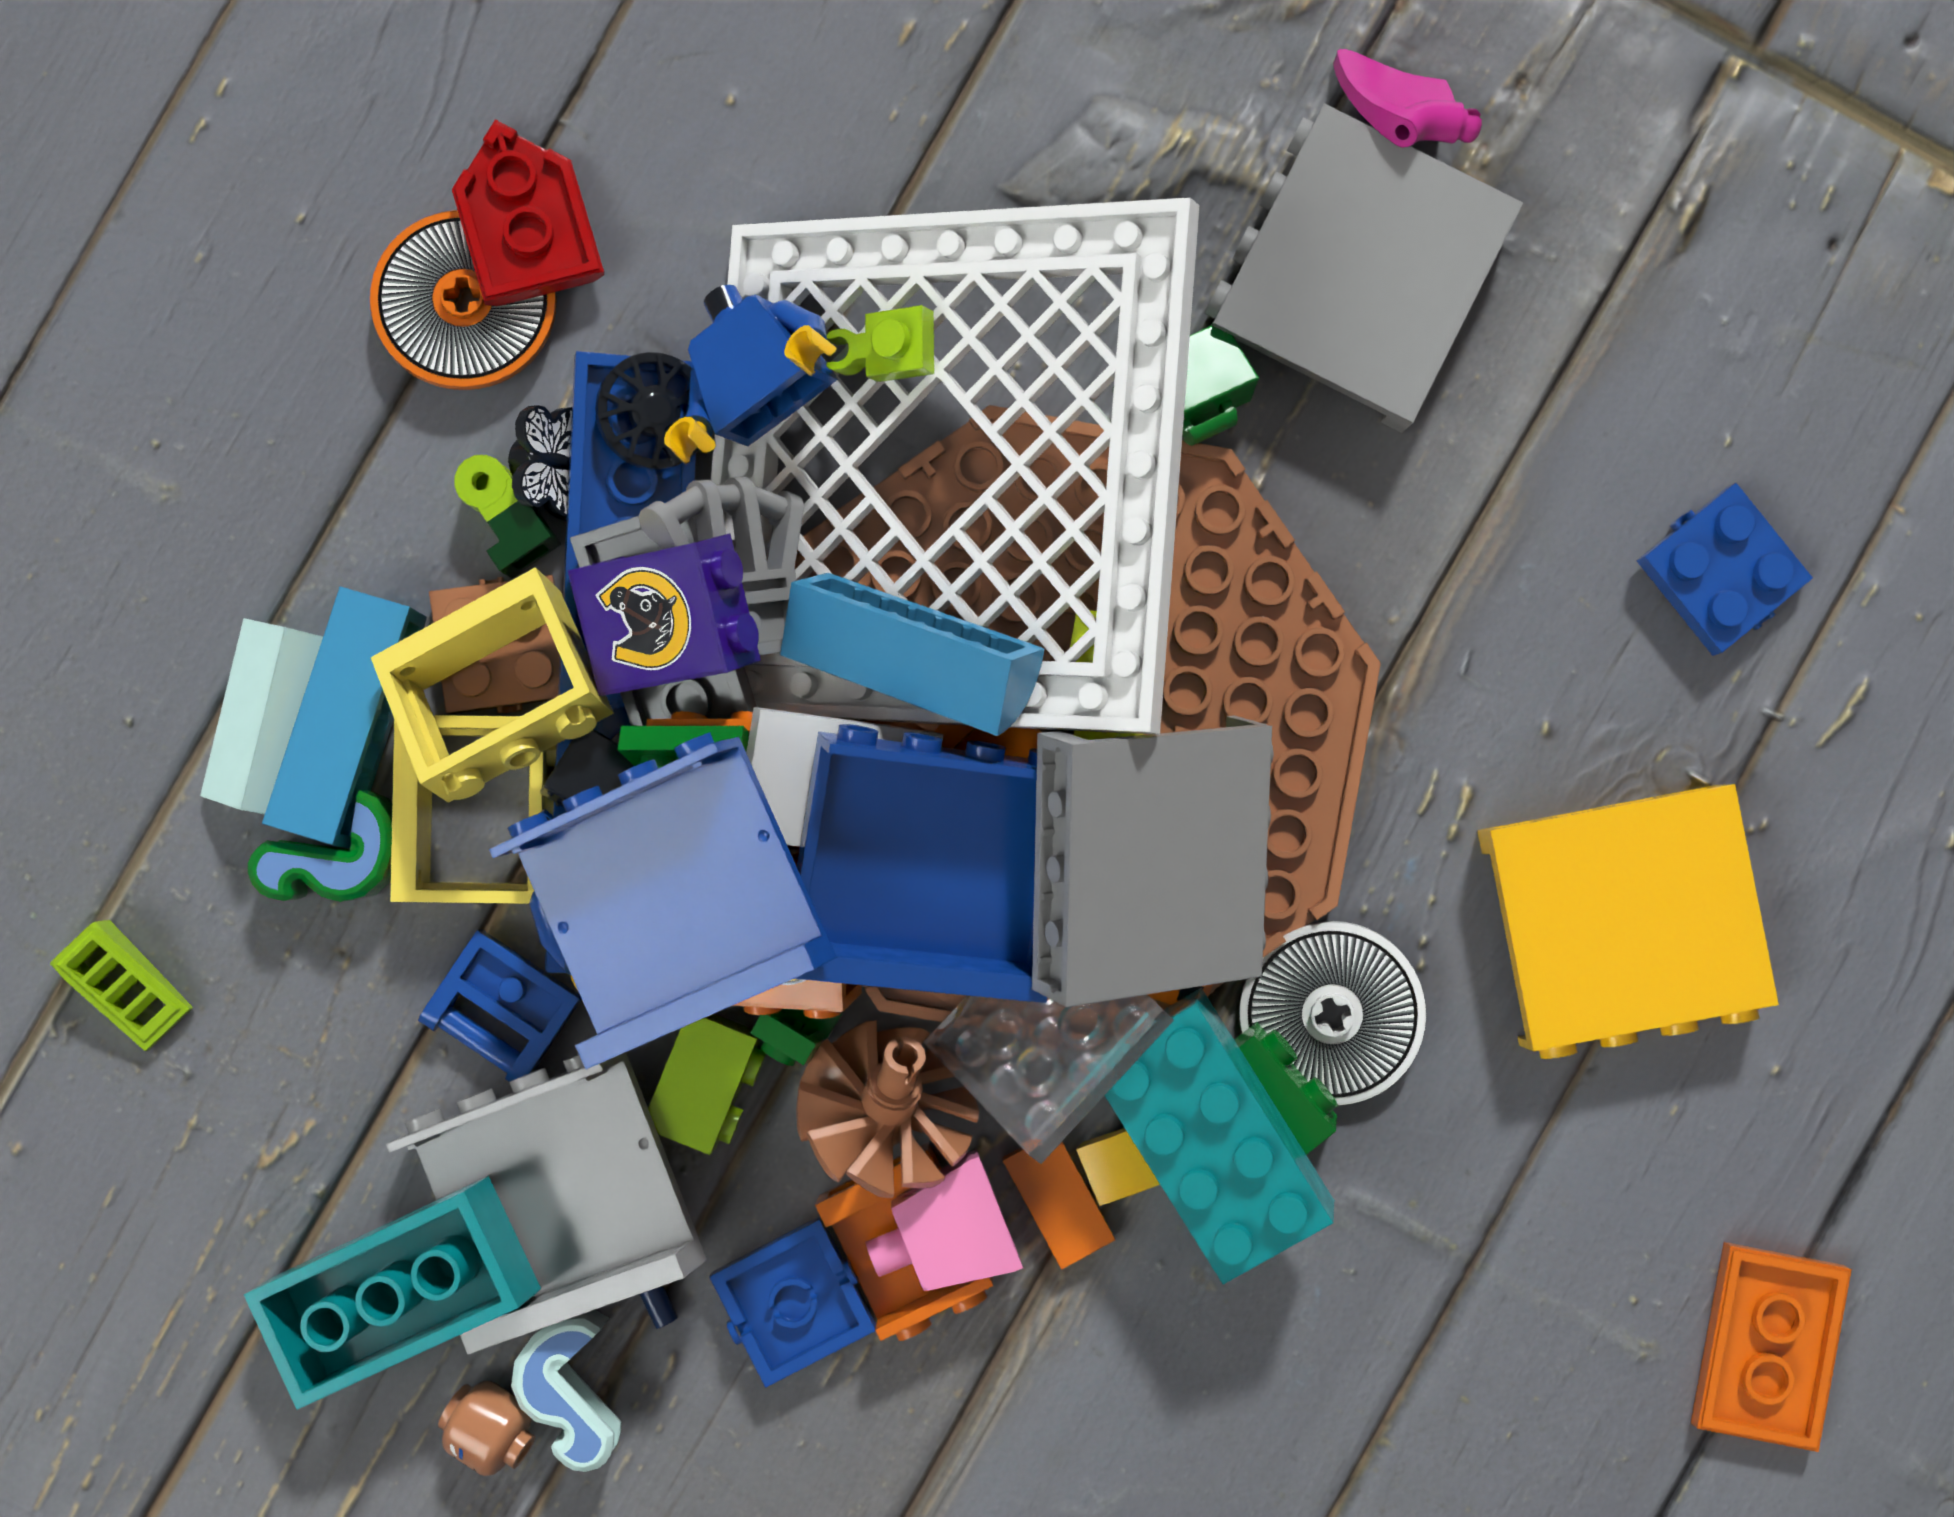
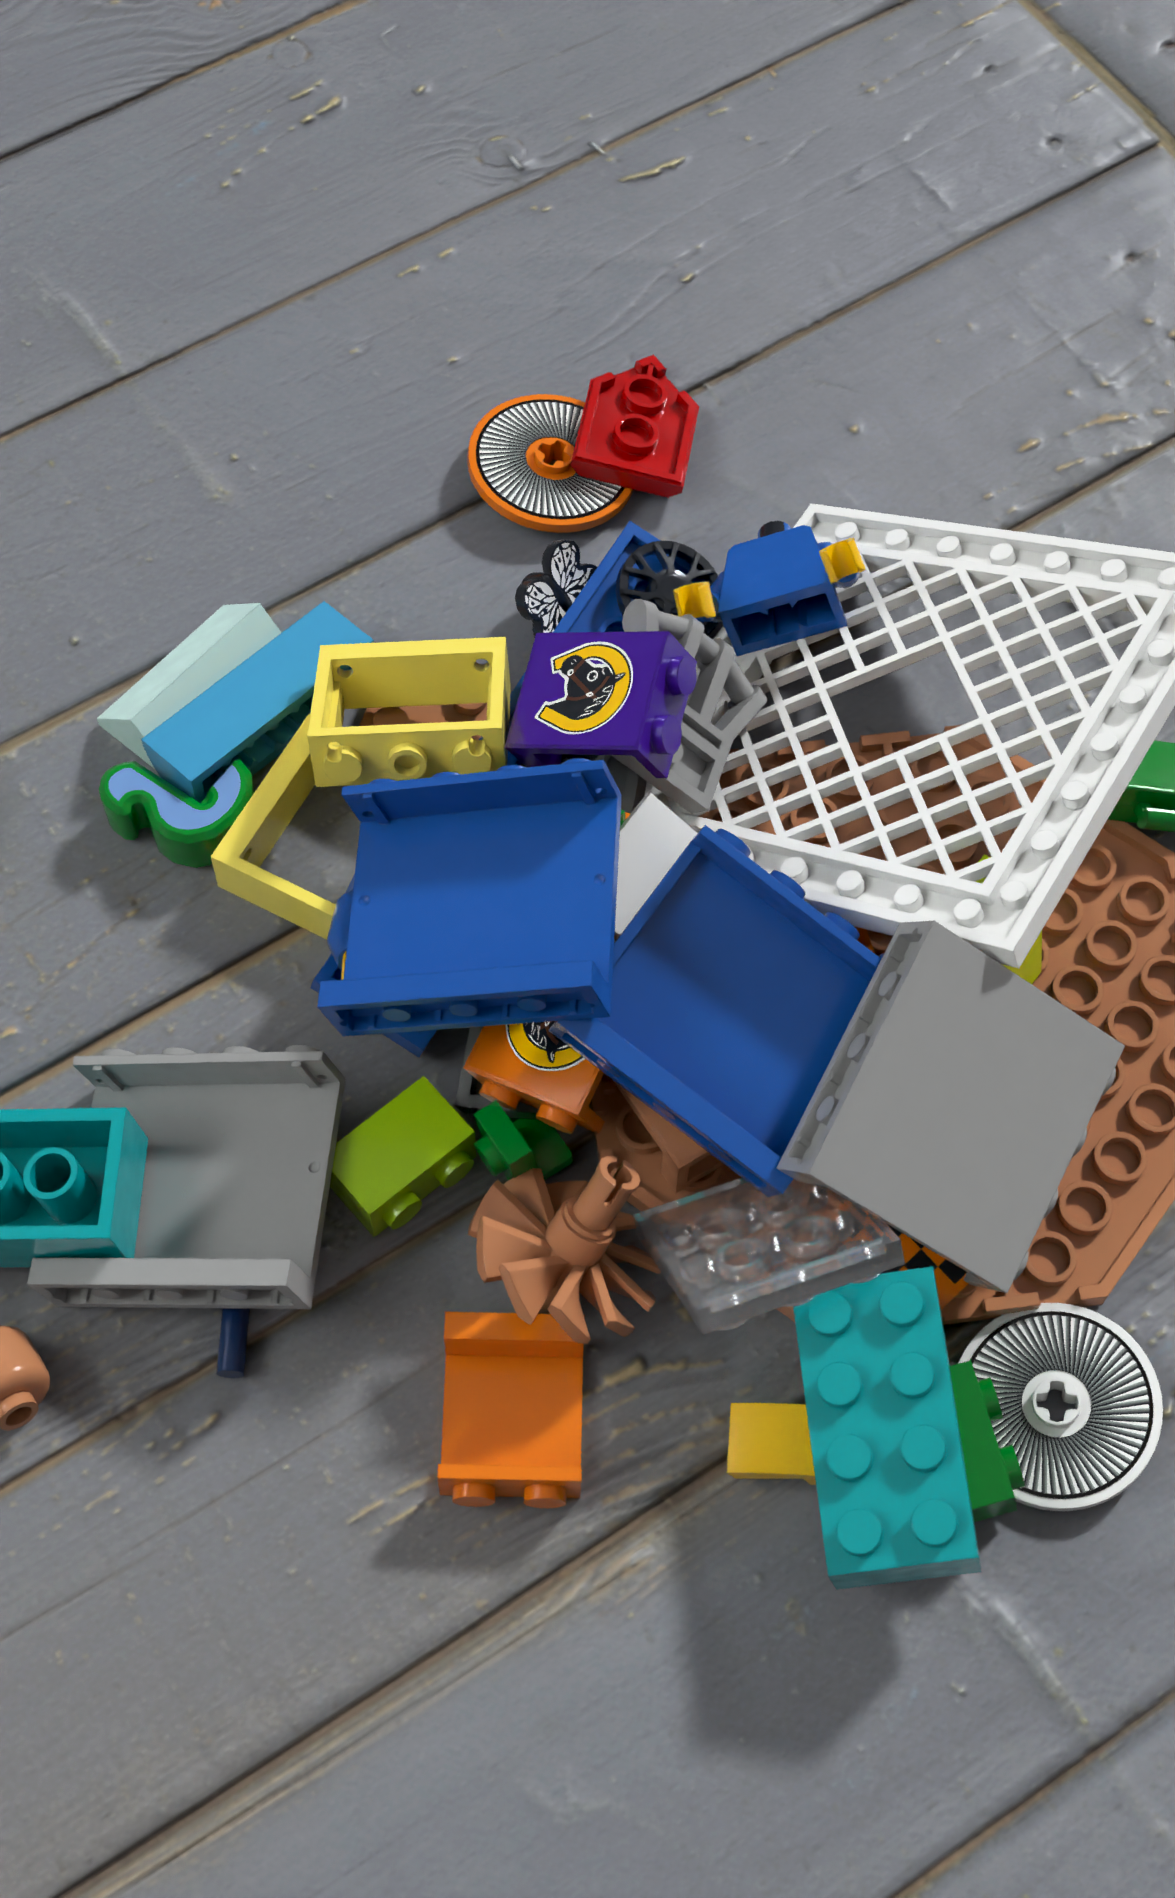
camera: 25 degrees right, 25 degrees down
(512, 993) = (263, 990): blue plate -> none
(520, 529) = (493, 610): leg -> none
(560, 1398) = (81, 1375): light aqua animal -> none
(793, 1301) = (367, 1411): blue plate -> none
(893, 345) = (912, 608): lime plate -> none
(910, 652) = (813, 821): dark azure brick -> none
(948, 1230) = (564, 1408): bright pink torso -> none
(1060, 1204) = (687, 1452): orange tile -> none

